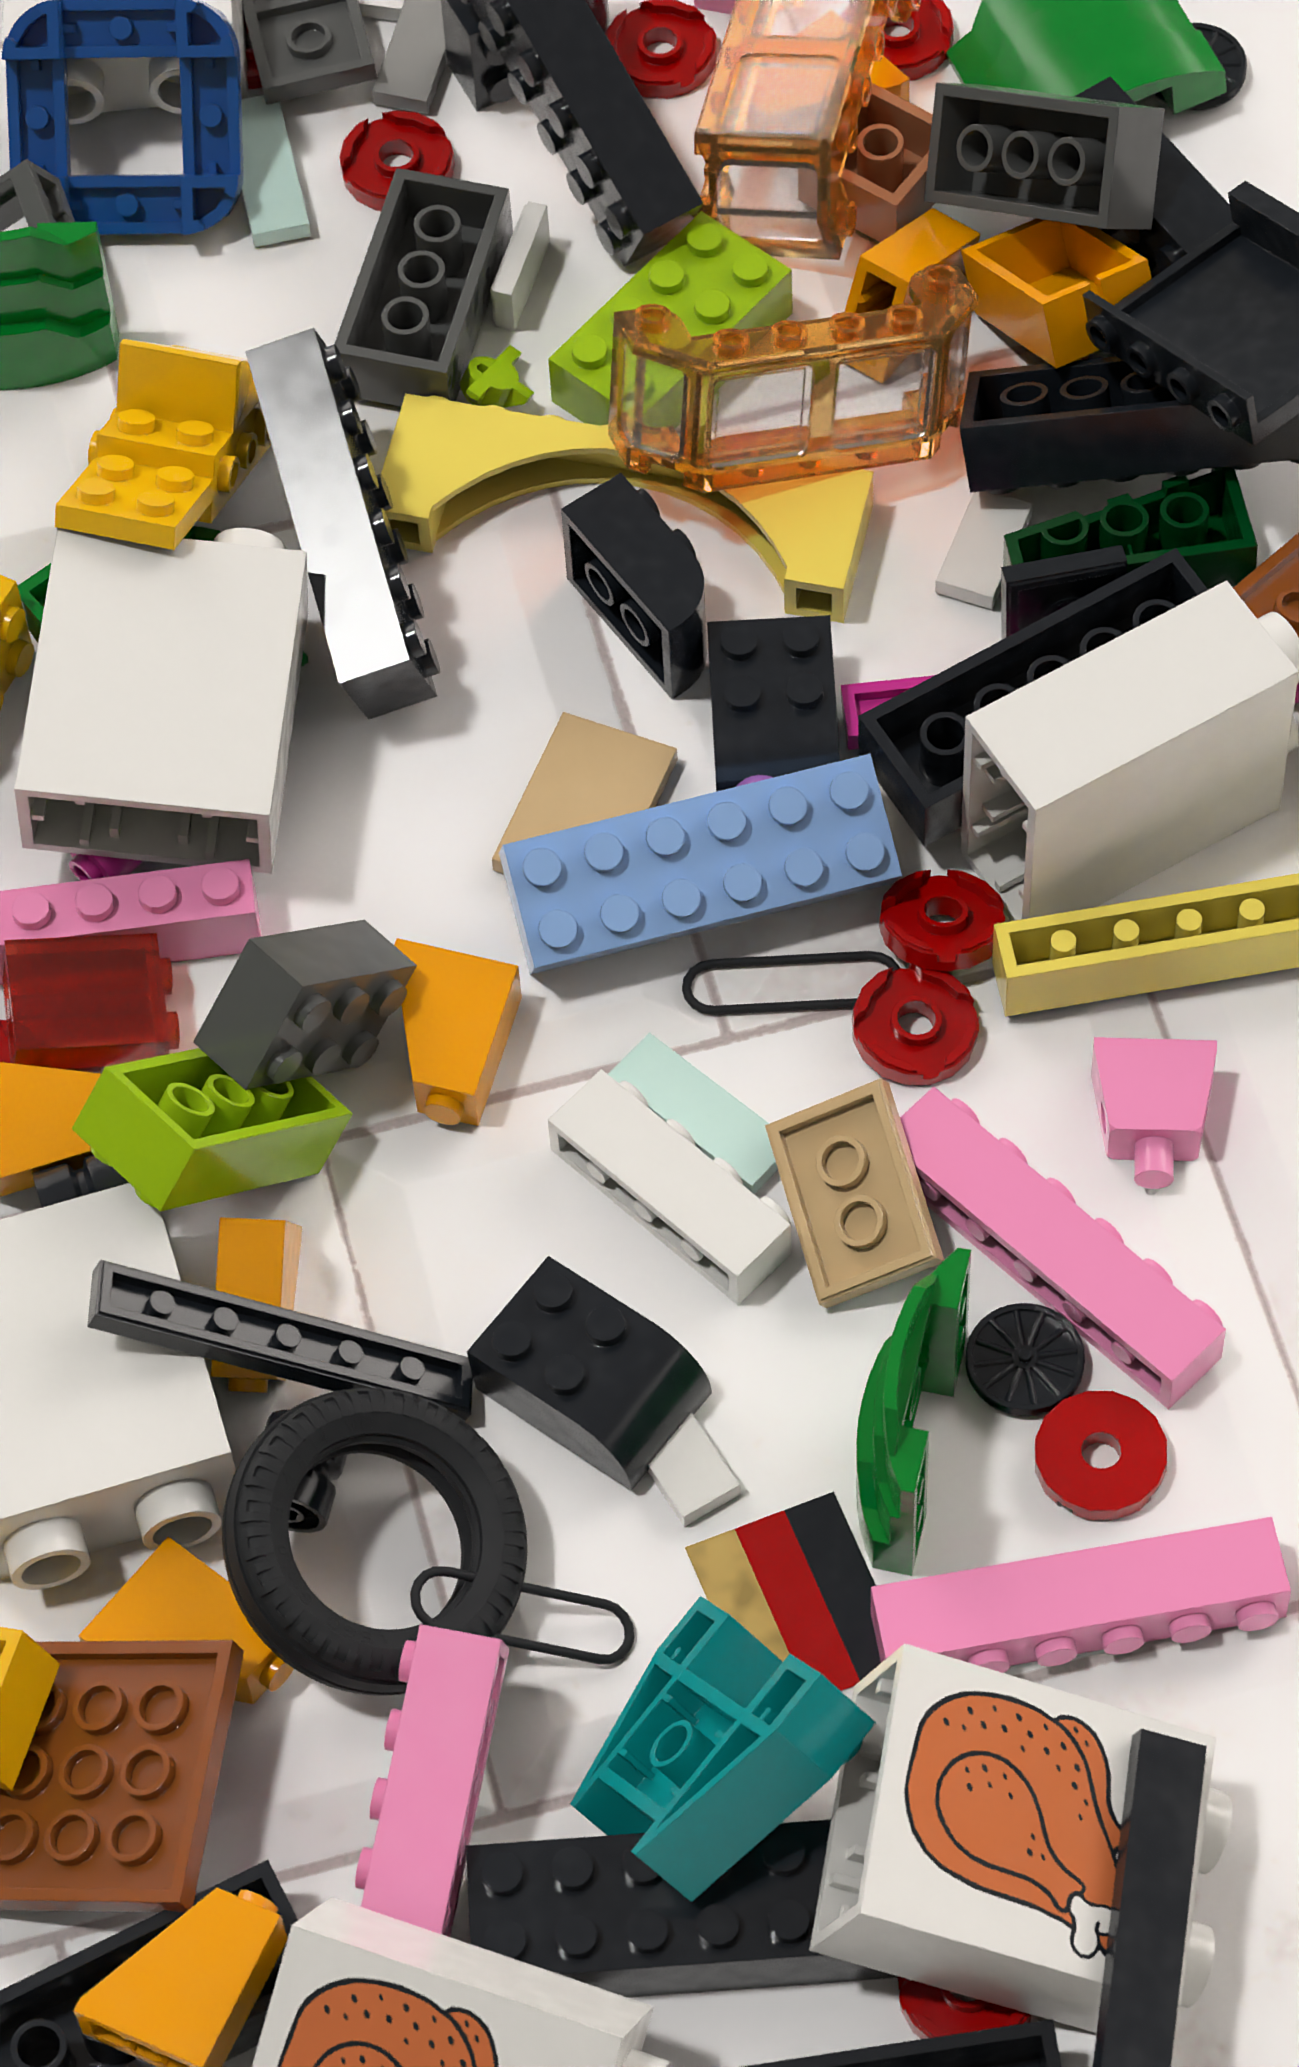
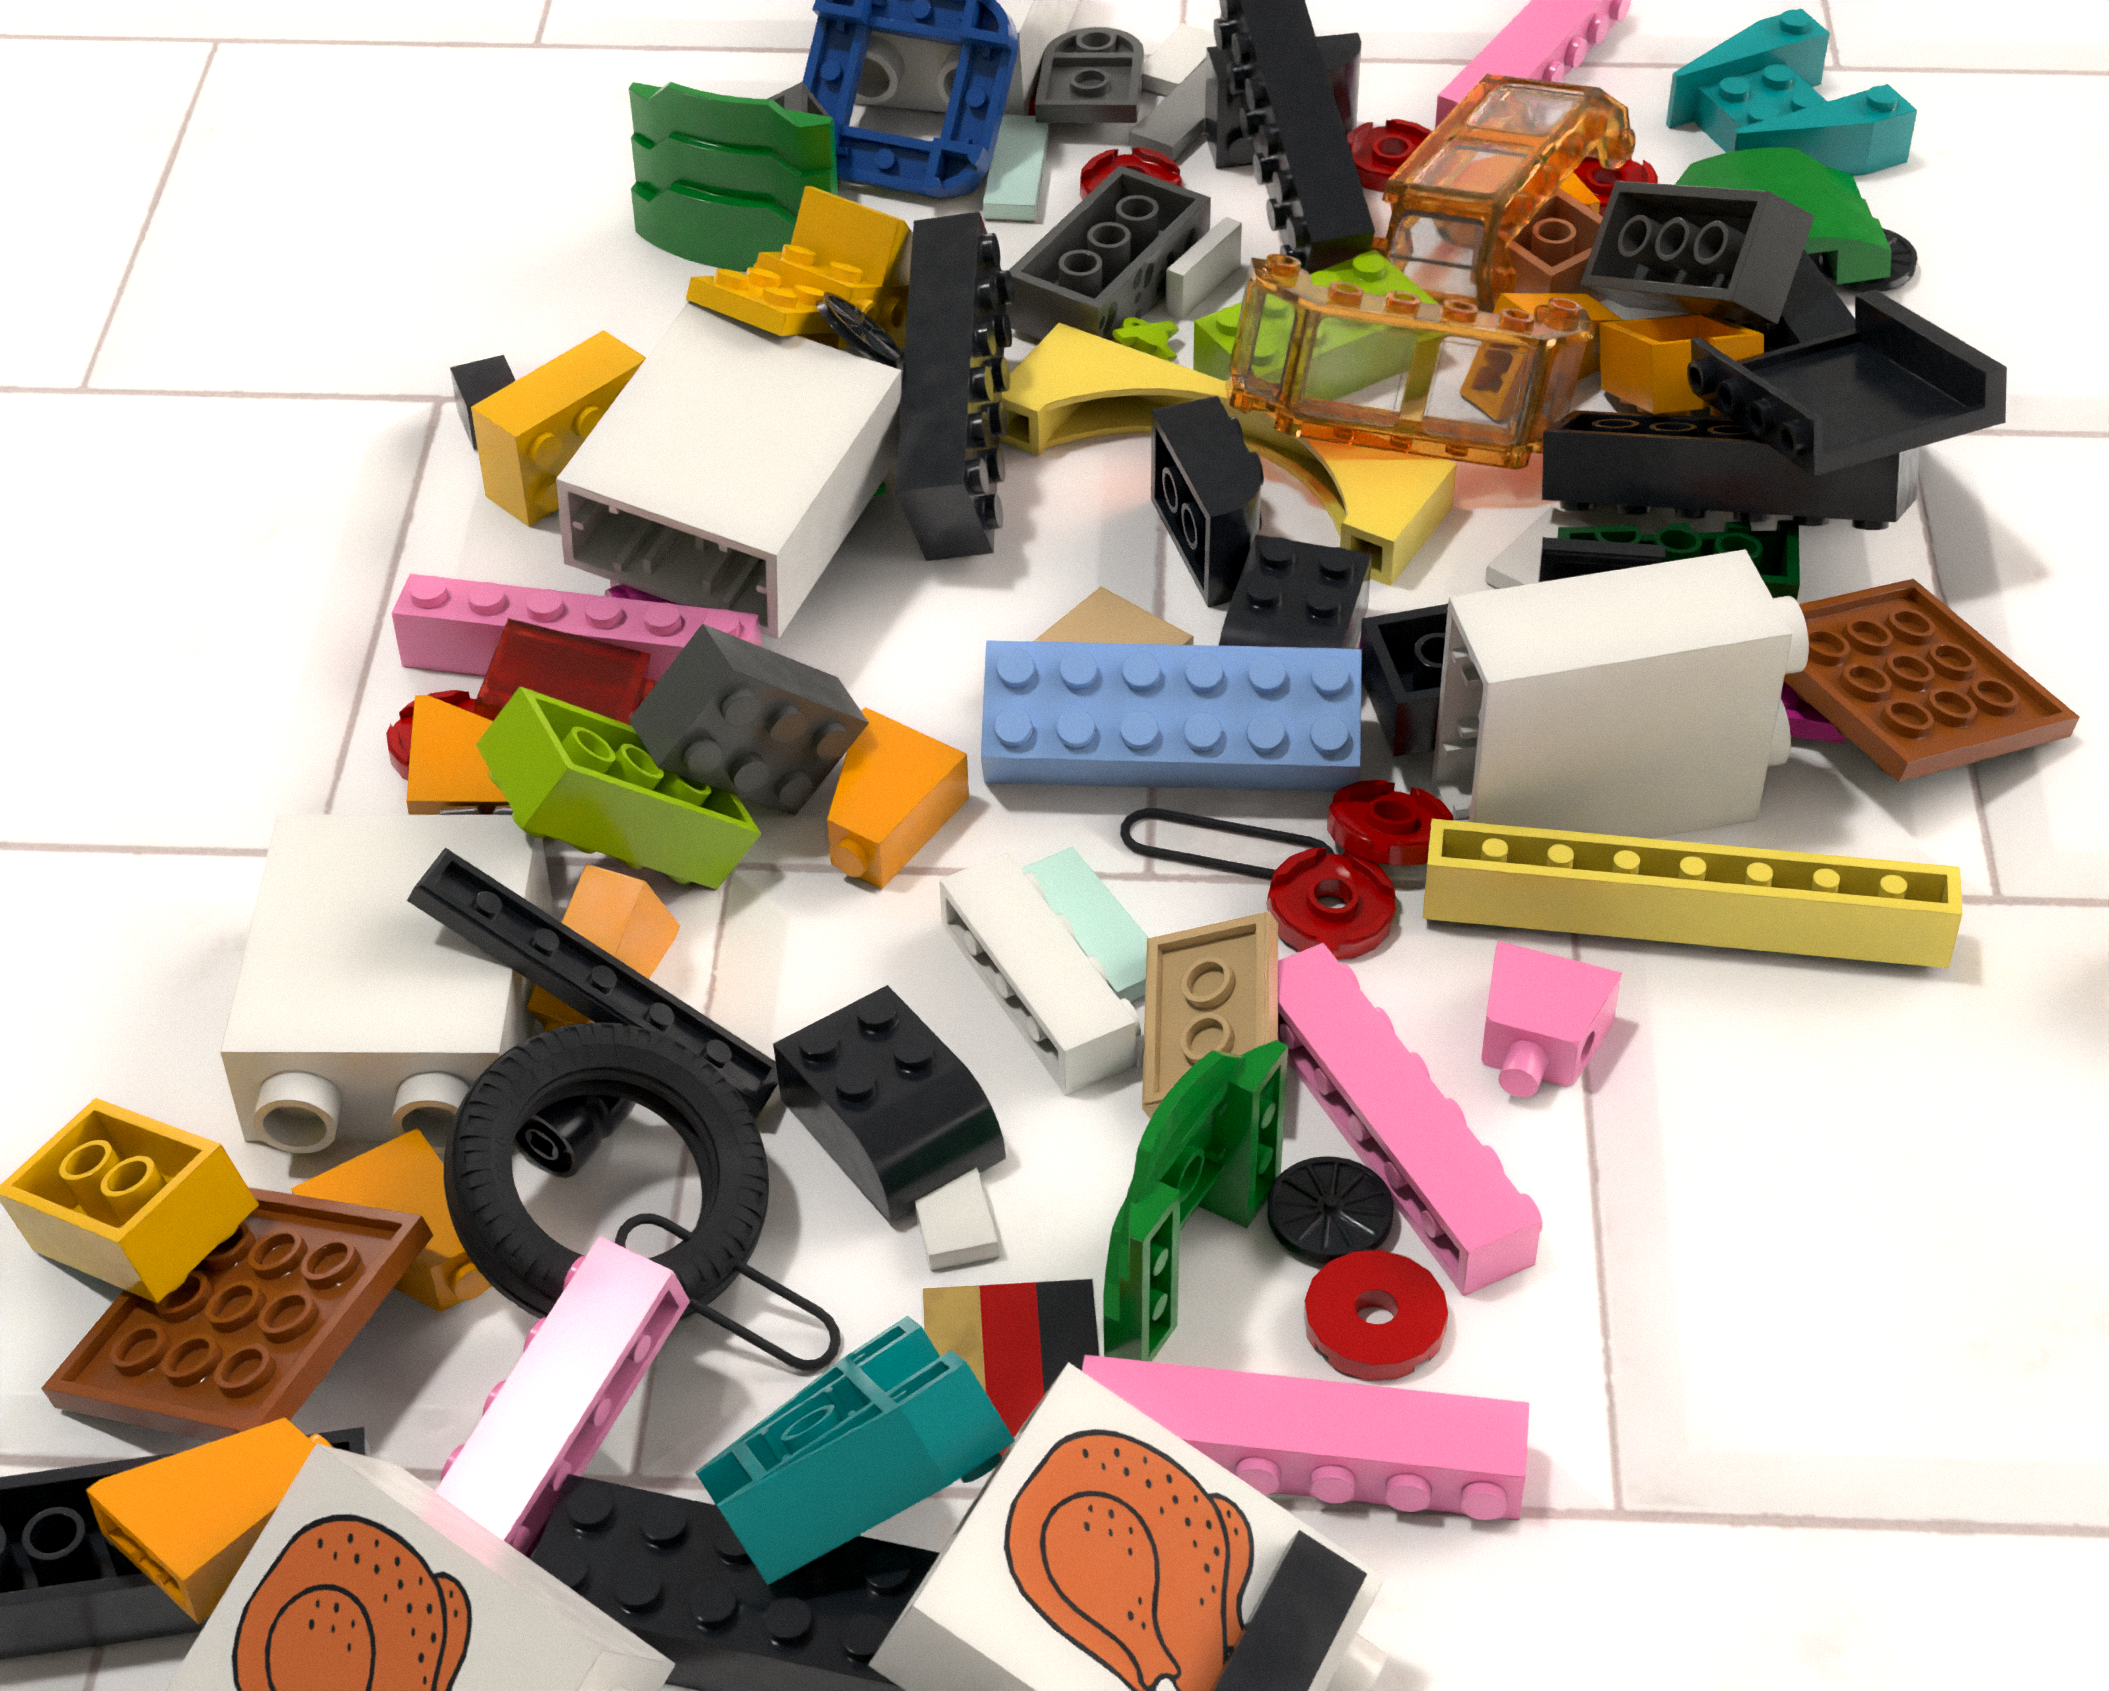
camera: 15 degrees right, 15 degrees down
(243, 509) = (859, 330): none -> black wheel

